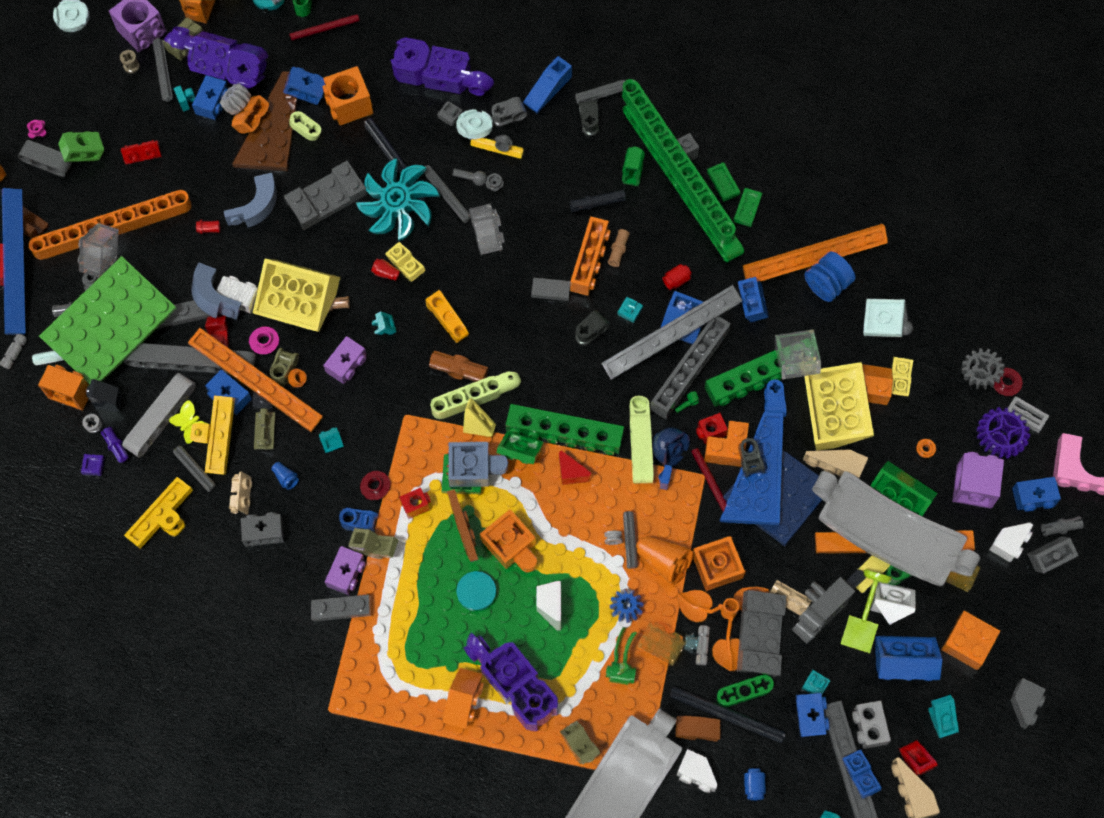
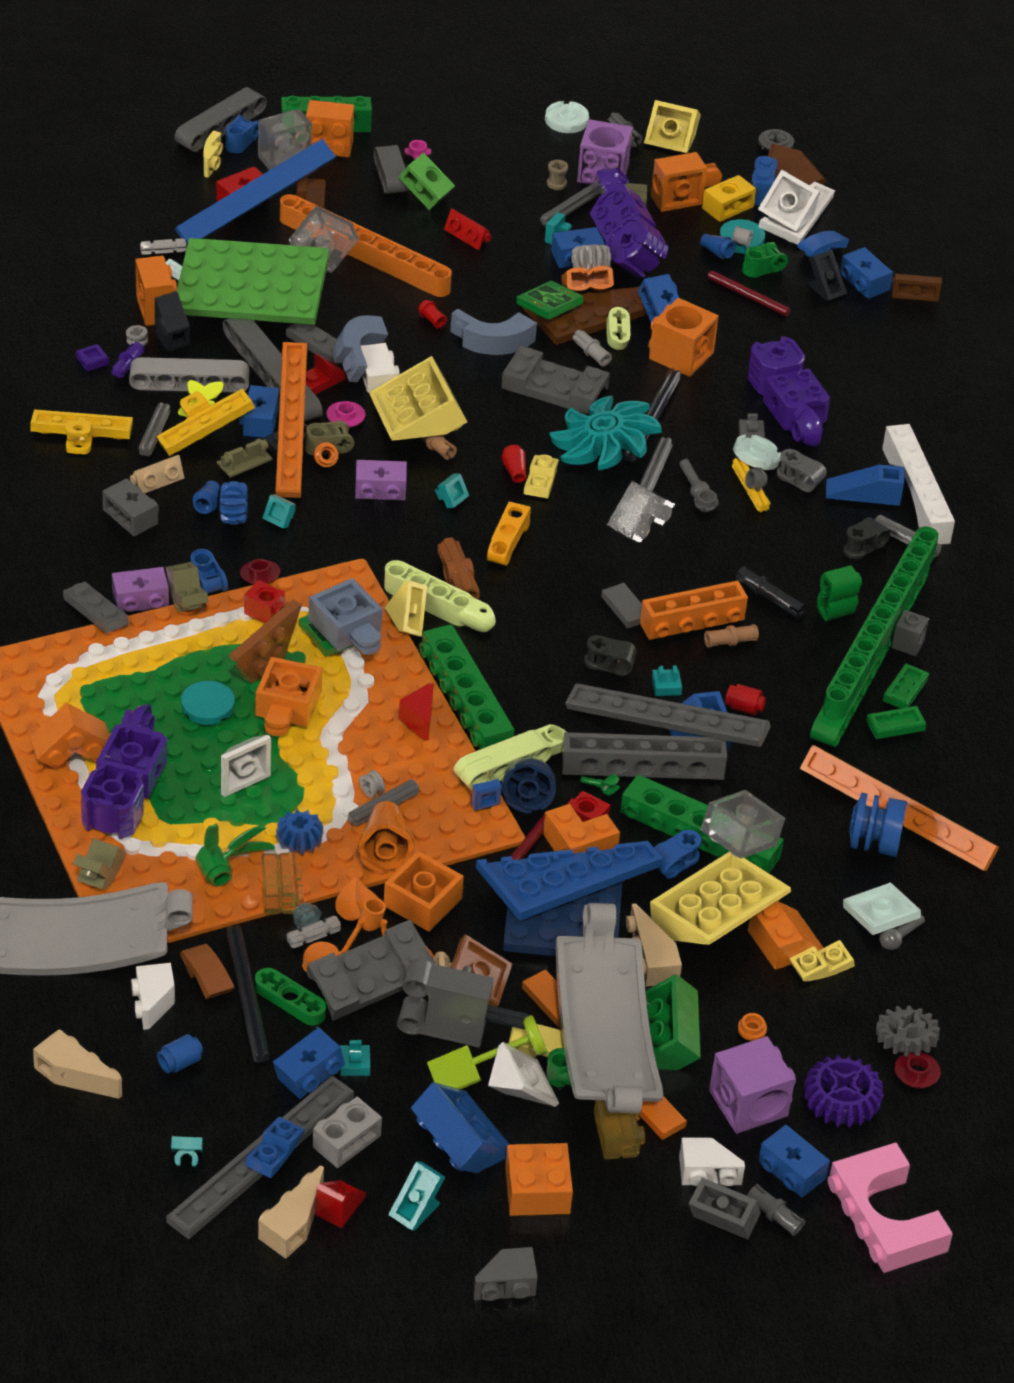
camera: 50 degrees right, 25 degrees down
(253, 149) = (550, 300): none -> green tile
(268, 14) = (718, 245): none -> blue cone
(308, 464) = (233, 503): none -> blue gear
(309, 153) = (592, 347): none -> light grey axle
(520, 448) = (405, 652): green hinge -> none
(539, 44) = (931, 508): none -> white arch
(750, 459) = (571, 844): pearl dark grey piece -> none
(753, 299) = (781, 772): blue brick -> none
(798, 572) = (483, 962): none -> dark orange plate
(1030, 408) = (895, 1128): light grey tile -> none

